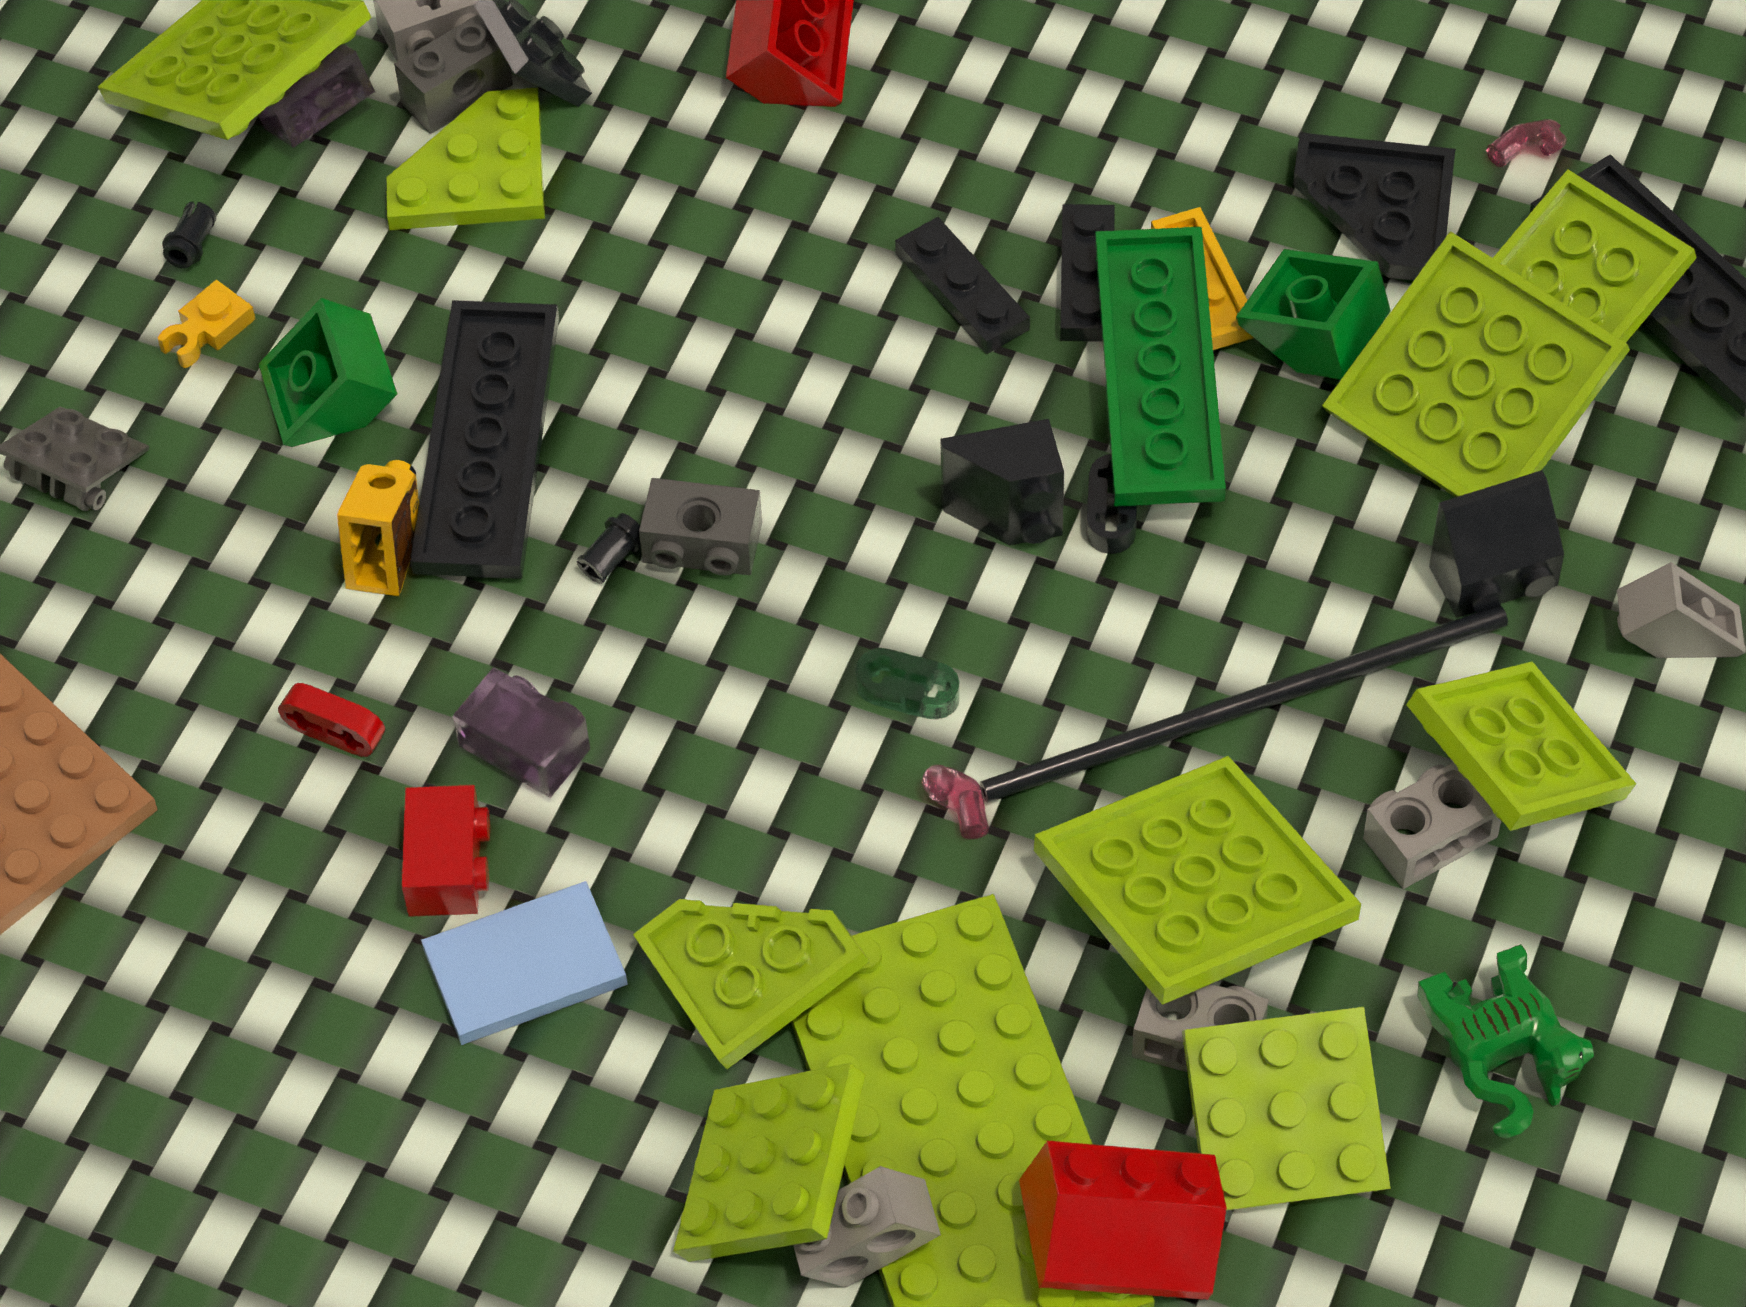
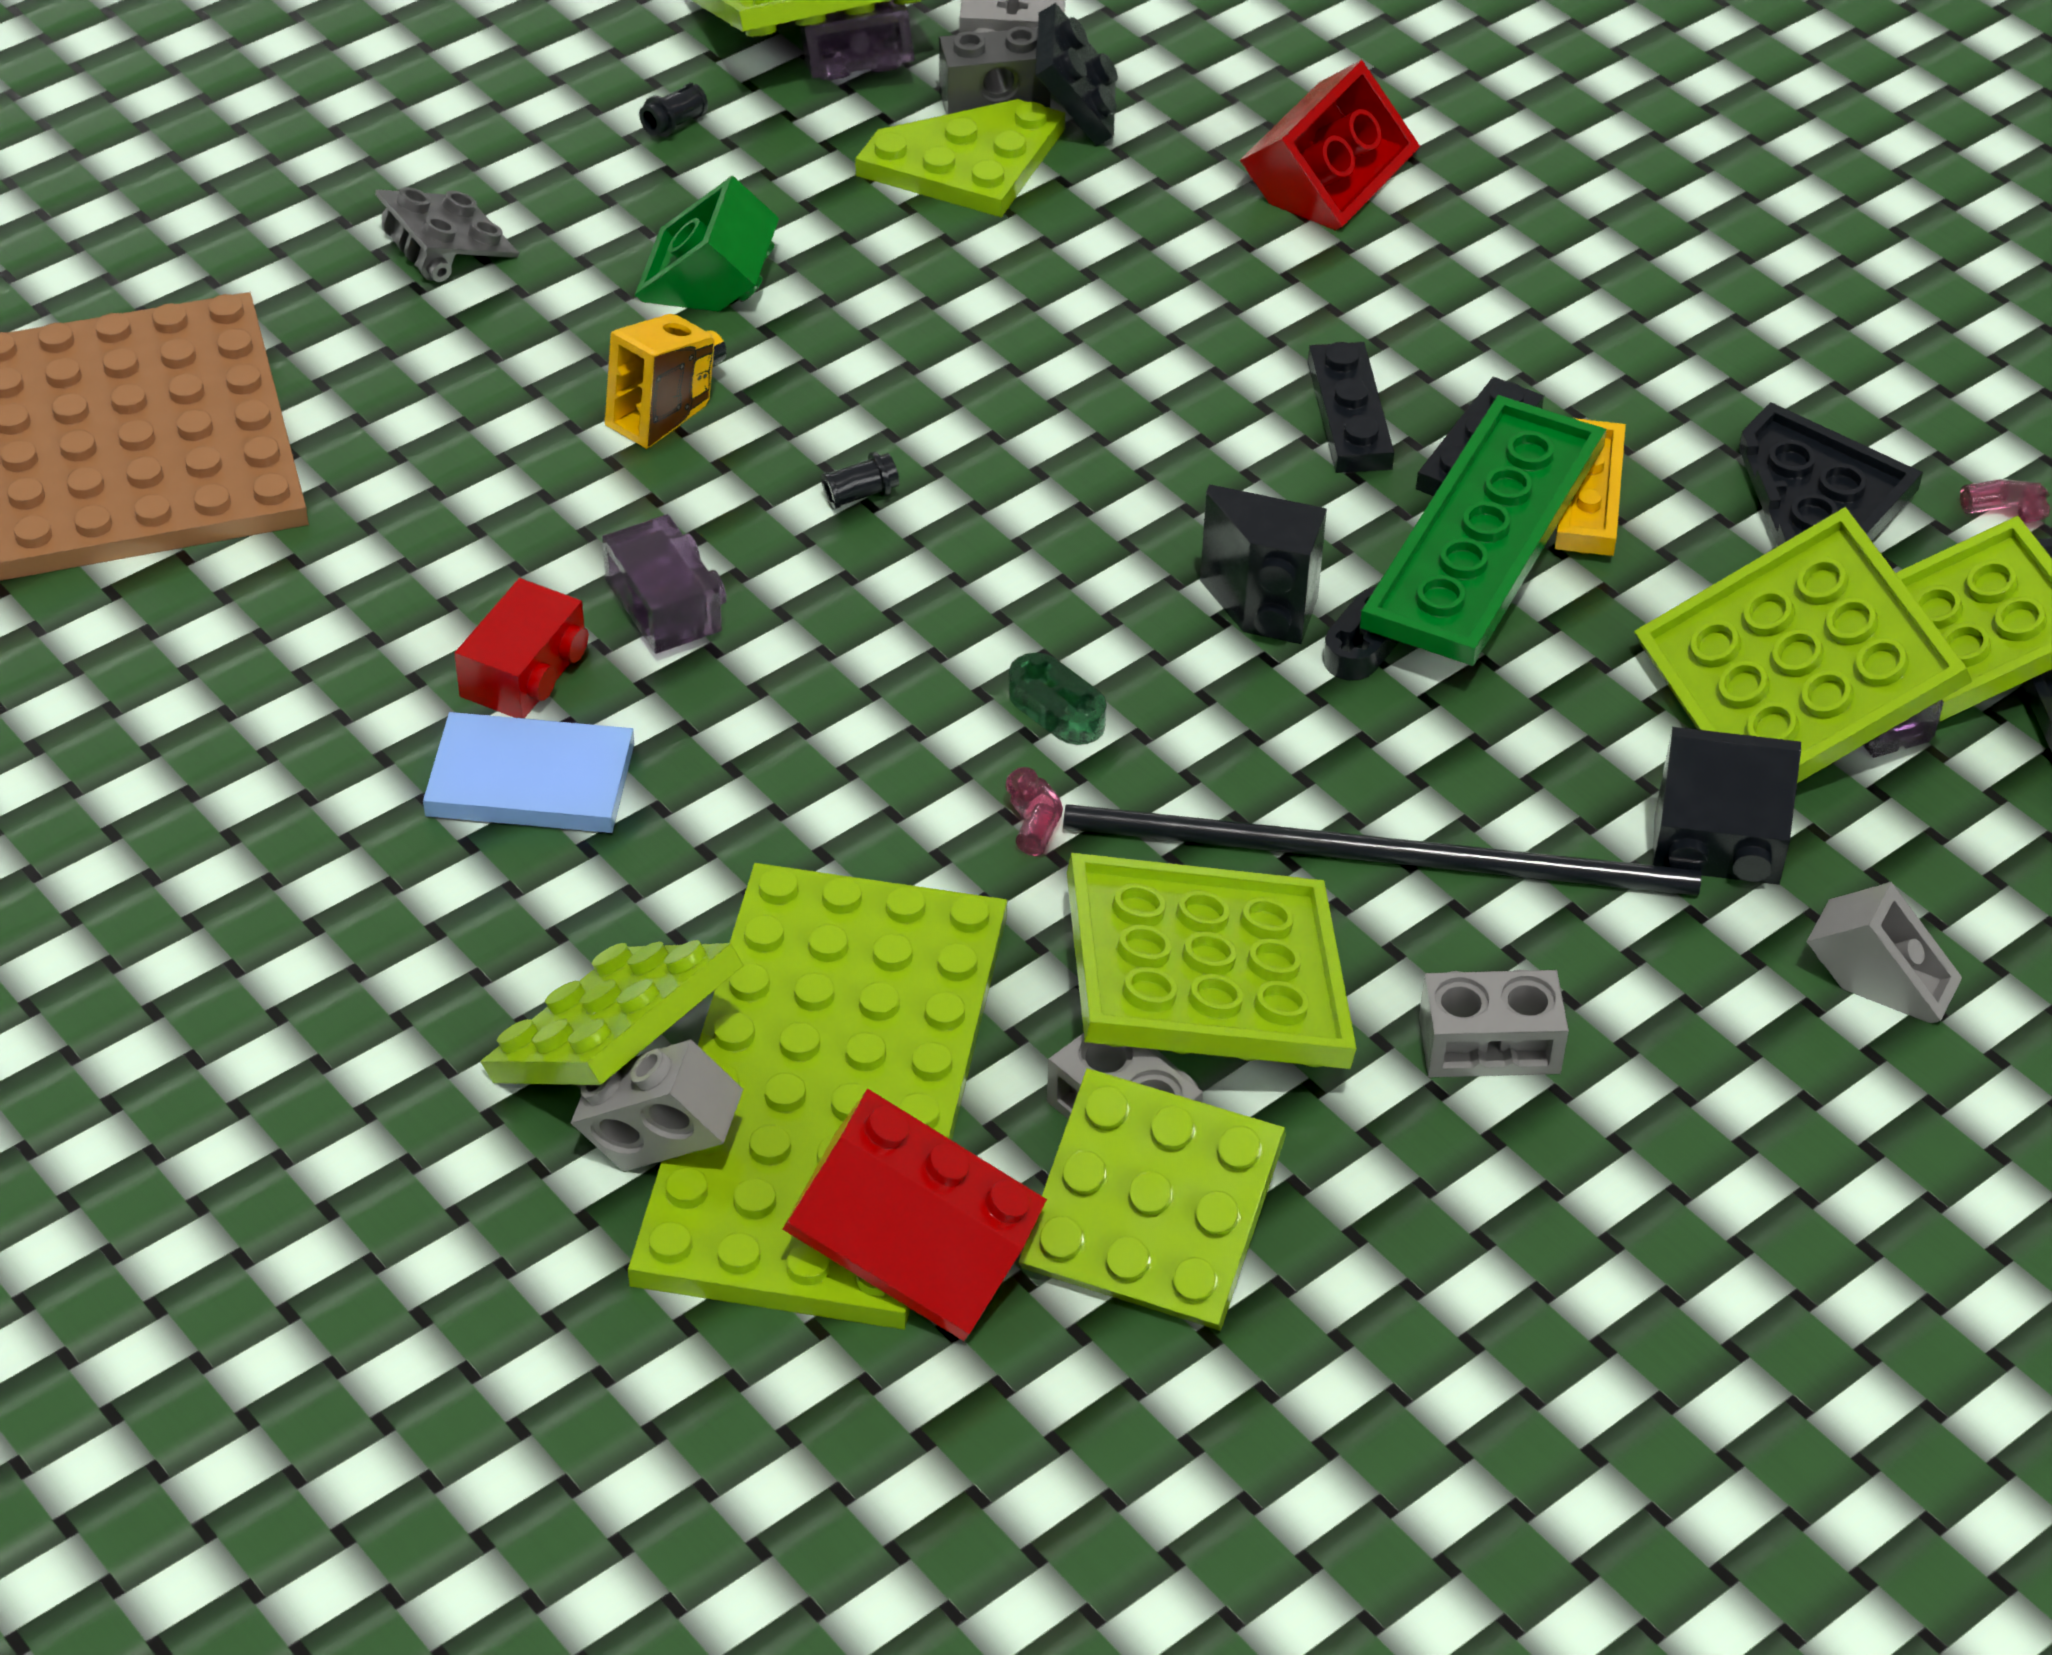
camera: 25 degrees right, 10 degrees down
(209, 318) = (642, 178): yellow plate -> none
(331, 719) = (506, 510): red beam -> none
(485, 440) = (810, 355): black plate -> none
(680, 508) = (954, 494): dark grey brick -> none
(747, 967) = (720, 853): lime plate -> none
(1316, 310) = (1677, 544): green slope -> none
(1501, 1029) = (1432, 1232): green animal -> none
(1520, 745) = (1627, 987): lime plate -> none

